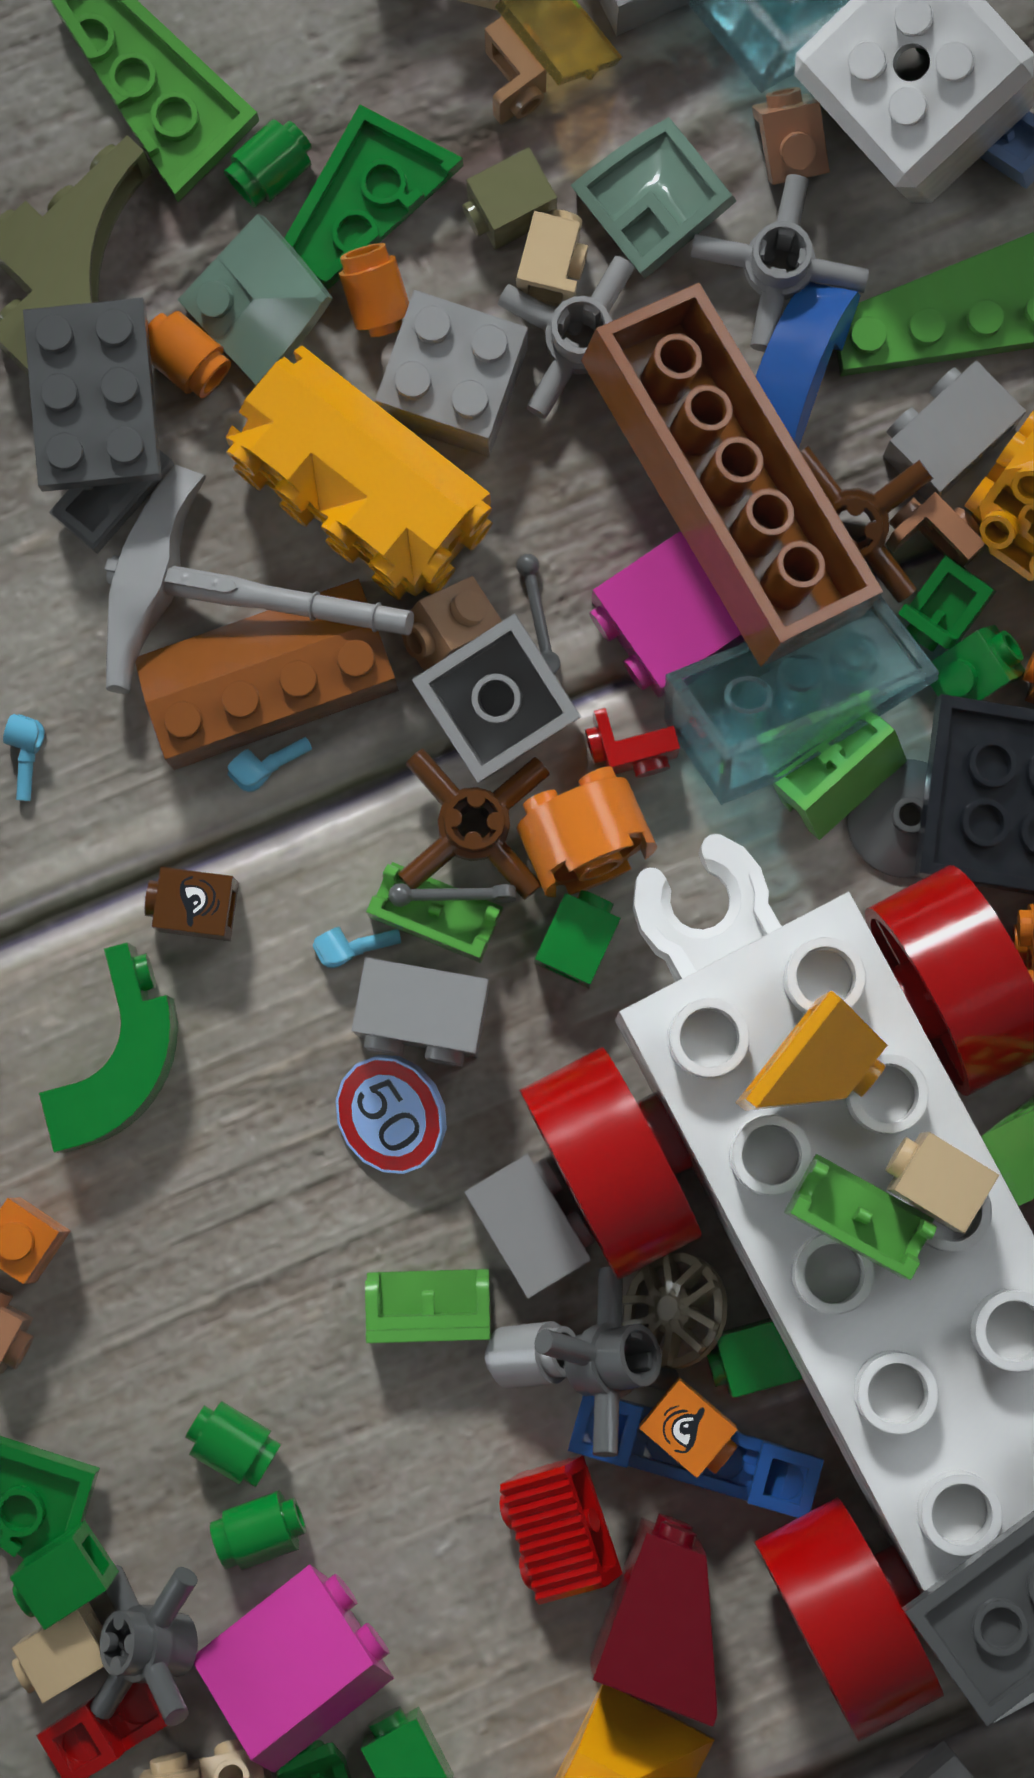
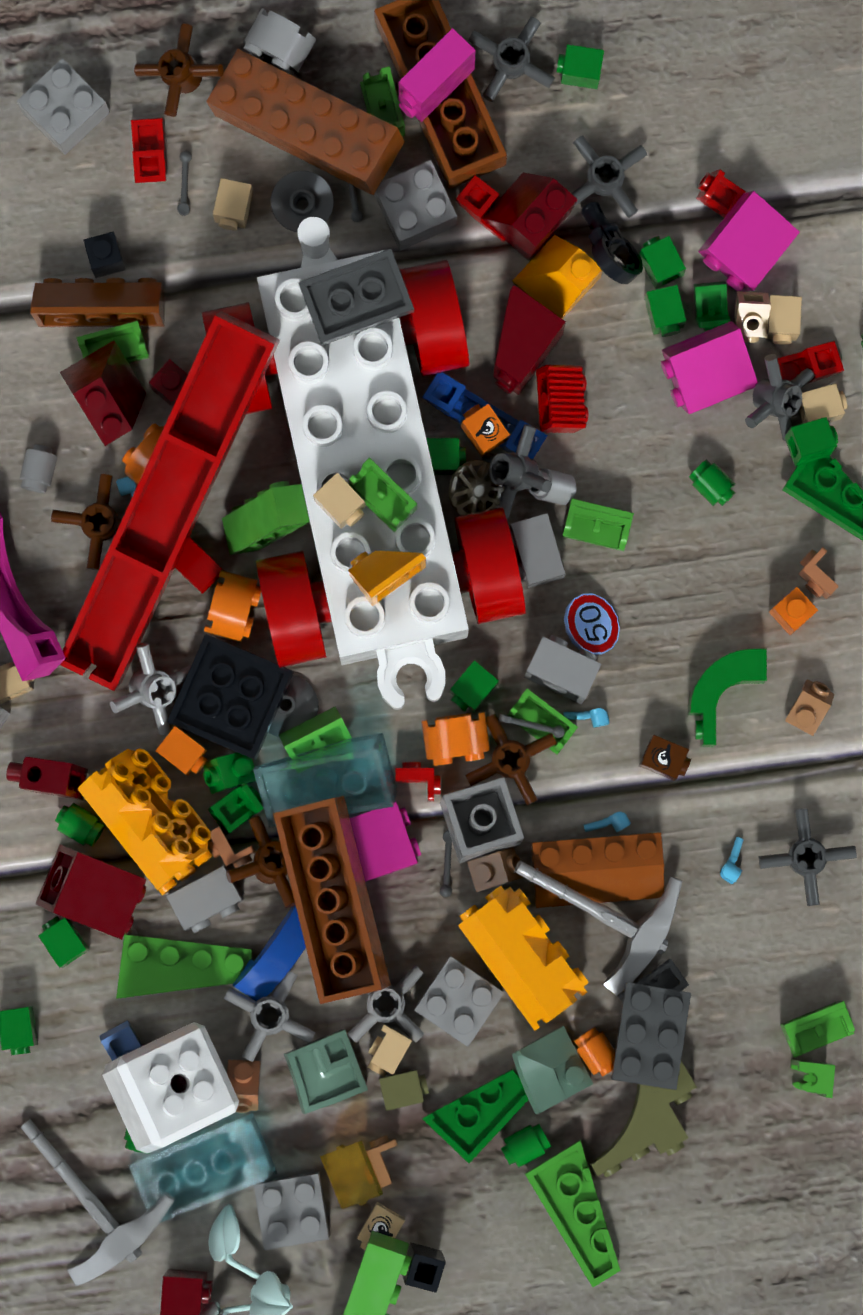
camera: 170 degrees left, 0 degrees up
(257, 1531) = (710, 438): green brick -> none
(374, 289) = (488, 1057): orange brick -> none

